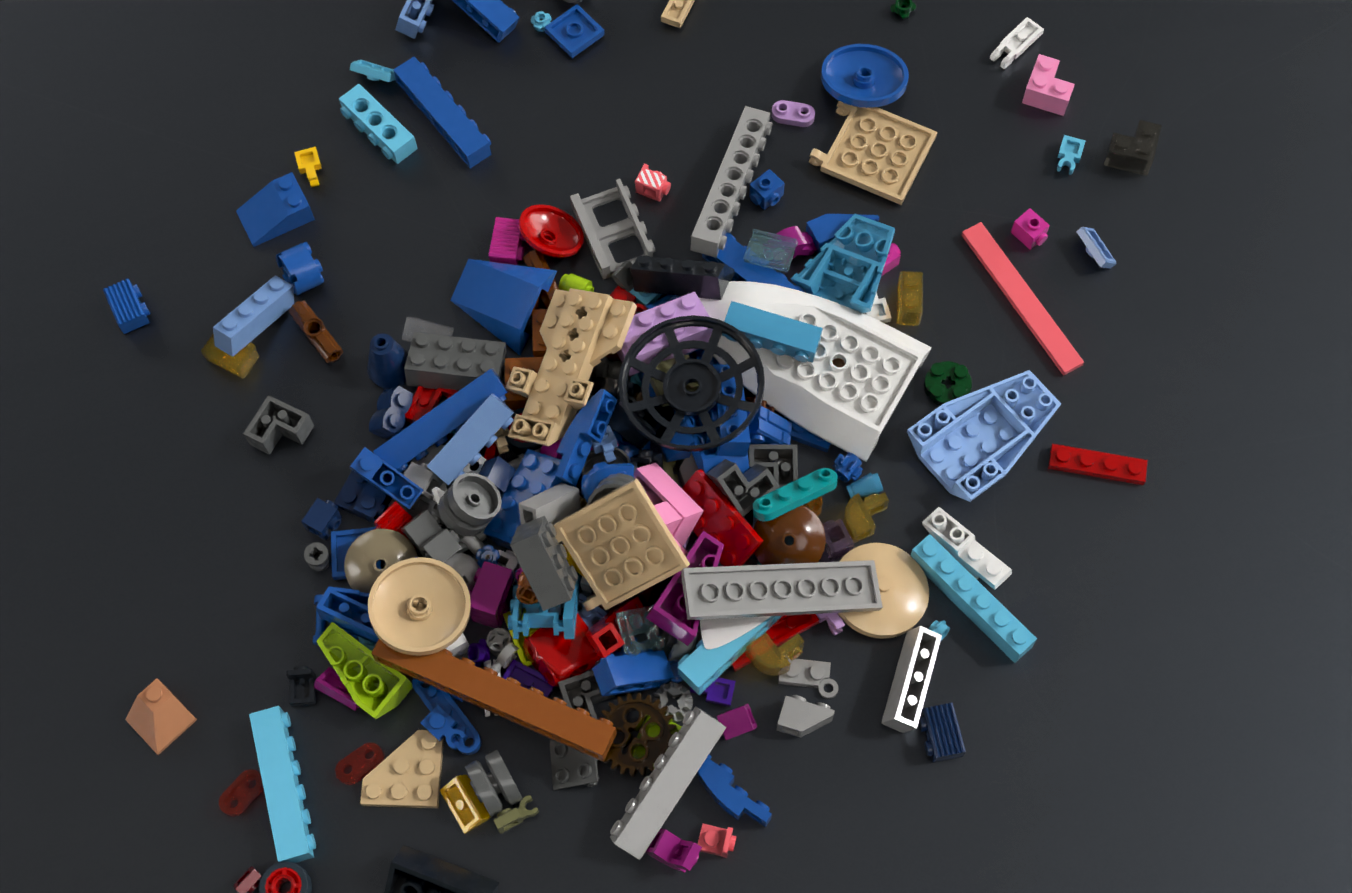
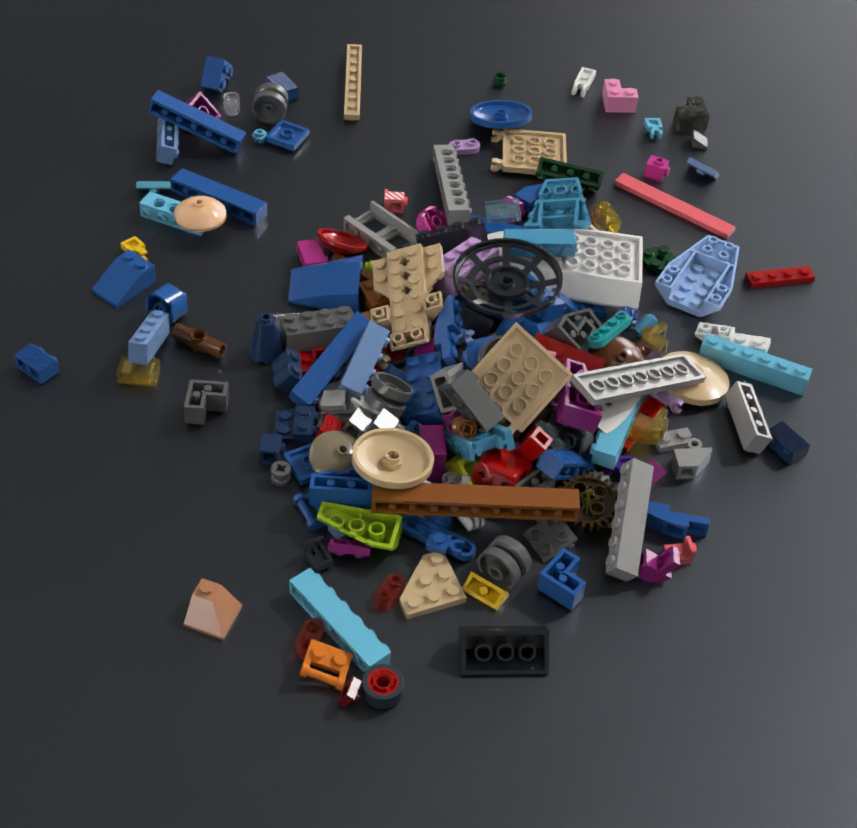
camera: 30 degrees left, 20 degrees down
(244, 828) = (327, 658): none -> orange plate
(386, 478) = (310, 401): blue slope -> none
(402, 147) = (200, 214): none -> light nougat dish
(510, 818) = (527, 585): olive plate -> none
(546, 824) = (560, 579): none -> blue brick
(673, 238) = (430, 219): none -> dark pink cylinder
(766, 190) = (475, 187): blue brick -> none
(897, 209) = (553, 169): none -> dark green brick
(1122, 195) = (698, 140): none -> dark grey slope

